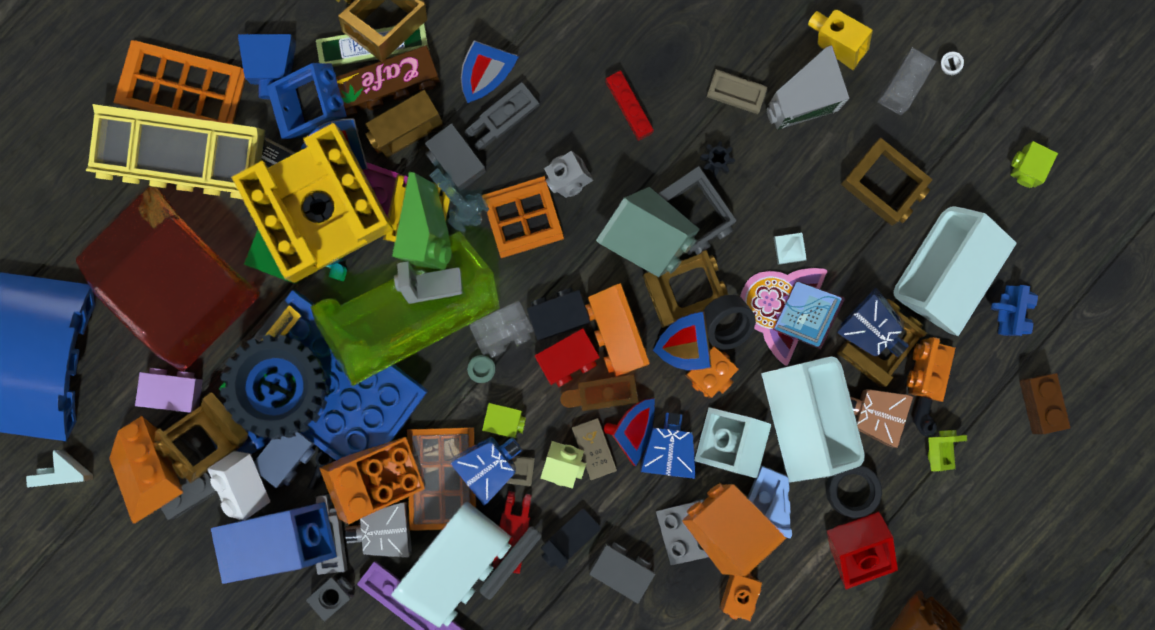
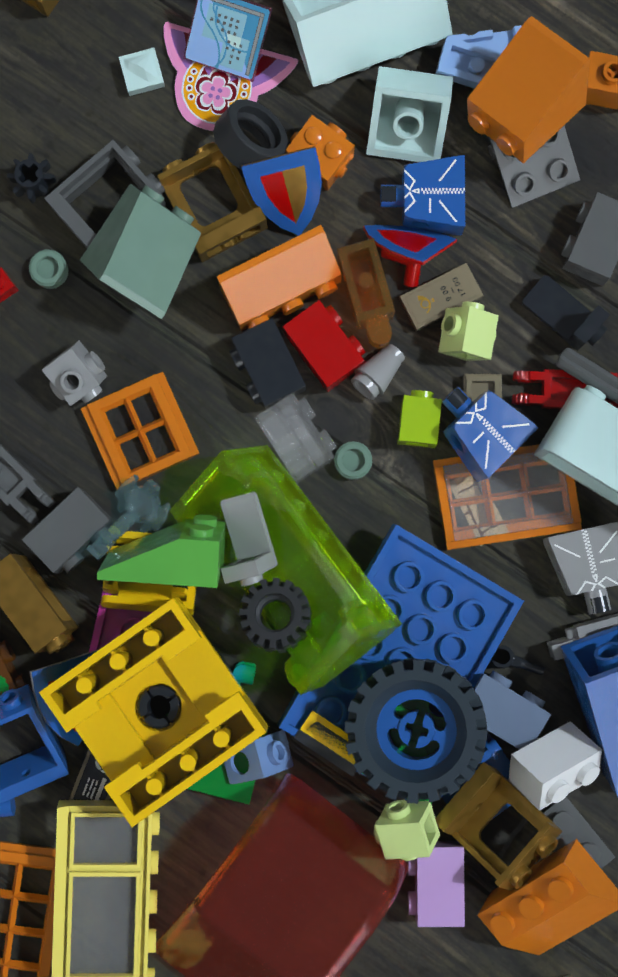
camera: 90 degrees left, 0 degrees up
(205, 372) = (407, 830): none -> yellowish green brick
(272, 279) = (265, 756): none -> medium blue bracket
(370, 279) = (264, 594): none -> black tyre
(372, 479) = (523, 585): orange slope -> none
(543, 395) = (377, 372): none -> light grey cone
(650, 164) = (48, 269): none -> sand green tile

